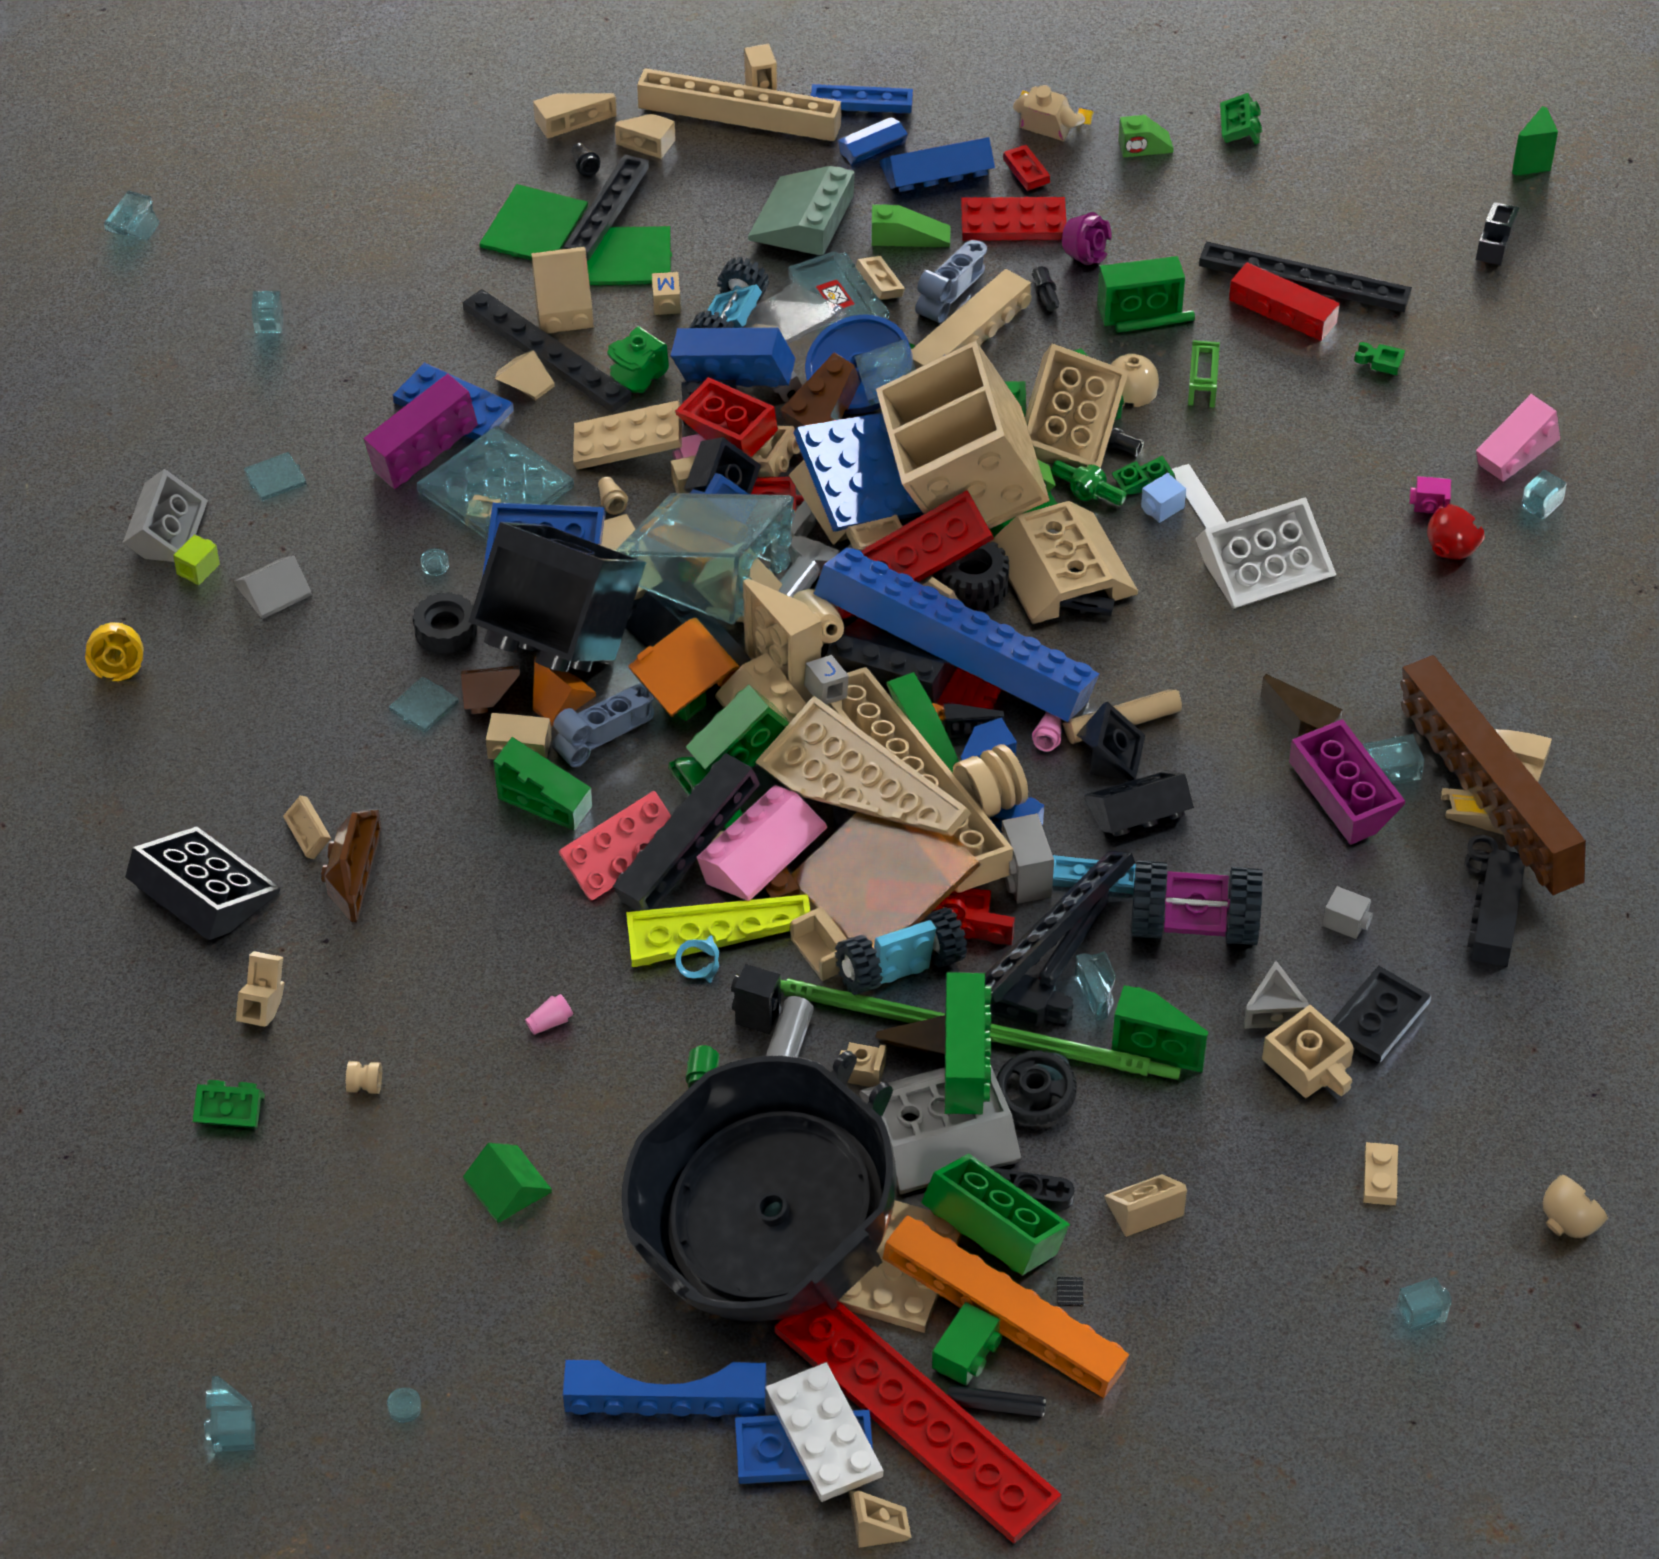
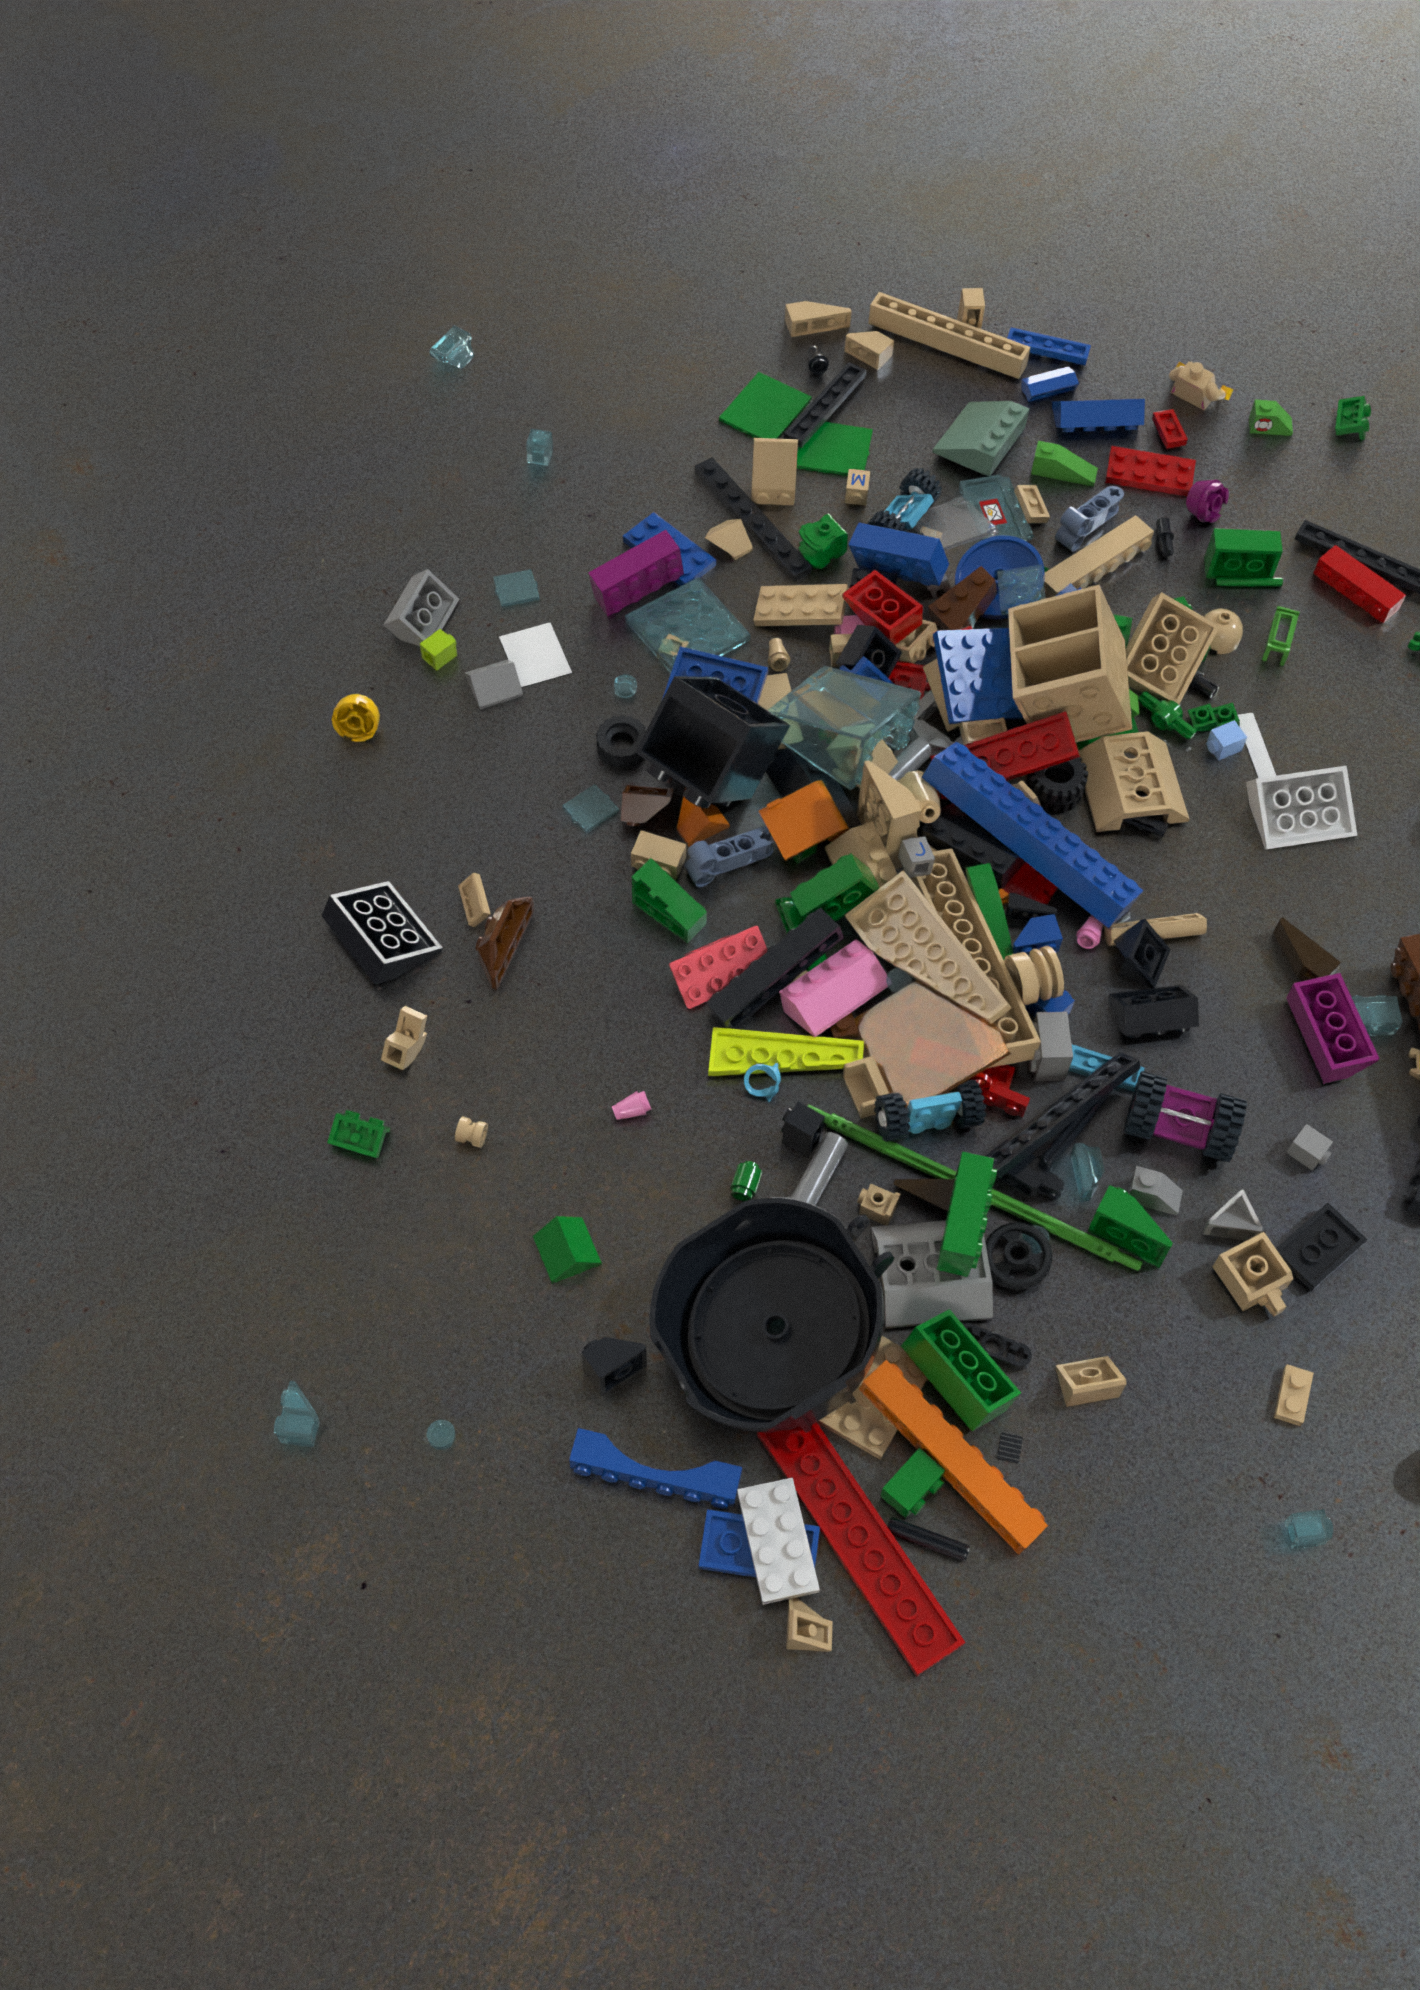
camera: 10 degrees right, 10 degrees up
(317, 545) = (535, 654): none -> white sticker
(590, 1284) = (612, 1362): none -> black slope
(833, 818) = (897, 980): none -> clear light blue tile
(1181, 989) = (1155, 1190): none -> light grey slope

